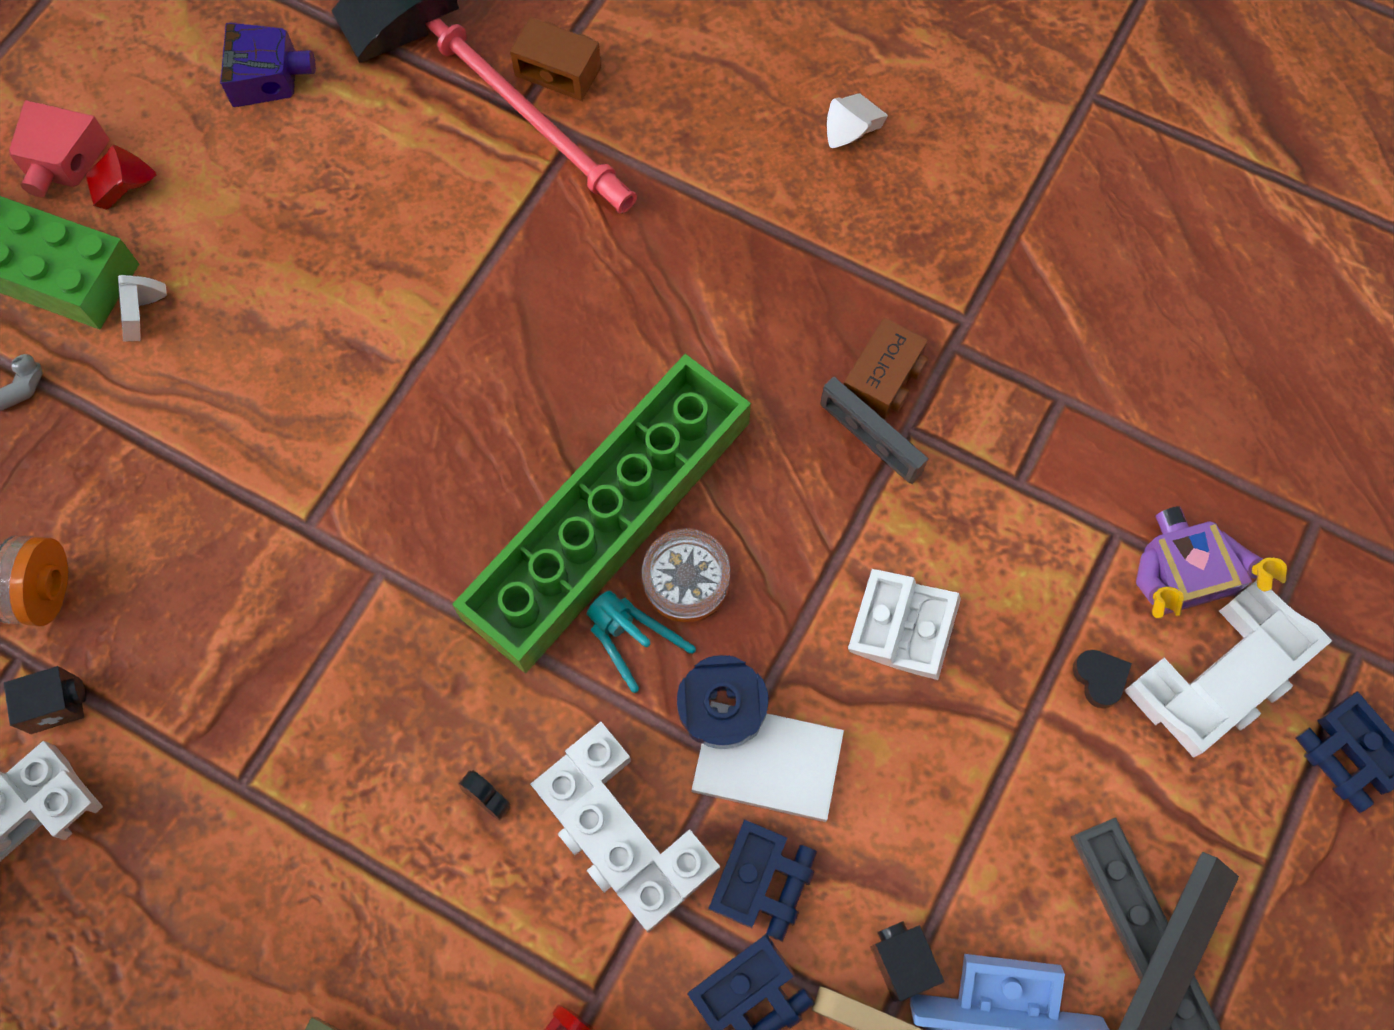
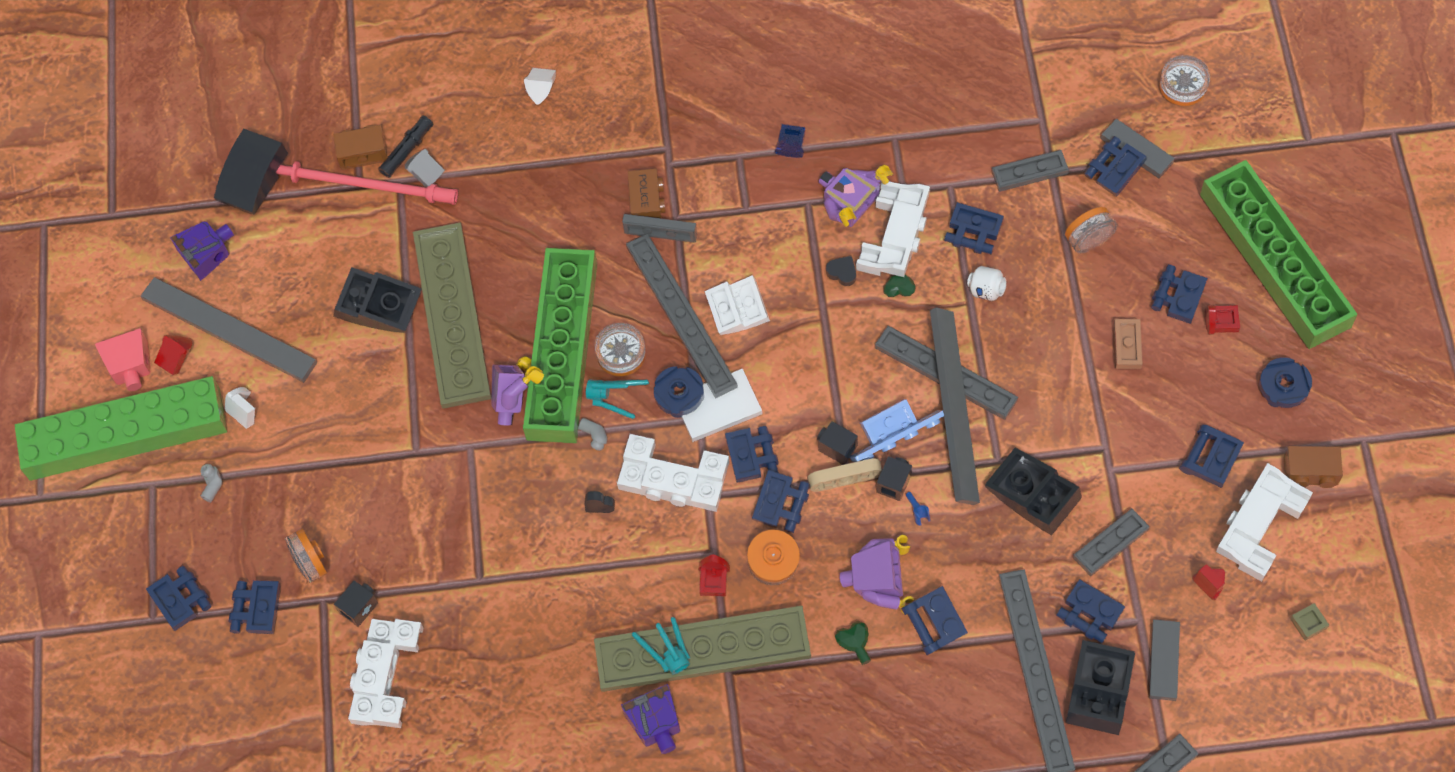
camera: 30 degrees left, 5 degrees down
(211, 196) = (229, 329): none -> dark grey tile
(415, 278) = (377, 301): none -> black slope
(485, 525) = (508, 387): none -> medium lavender torso
(495, 368) = (451, 316): none -> olive plate
(563, 680) = (596, 431): none -> light grey arm
(615, 137) = (424, 168): none -> light grey tile
(622, 92) = (403, 149): none -> black pin
(811, 591) = (681, 316): none -> dark grey tile
(1154, 425) = (790, 141): none -> clear blue tile
(1176, 763) = (899, 286): none -> dark green rock
(1324, 860) = (987, 283): none -> white head

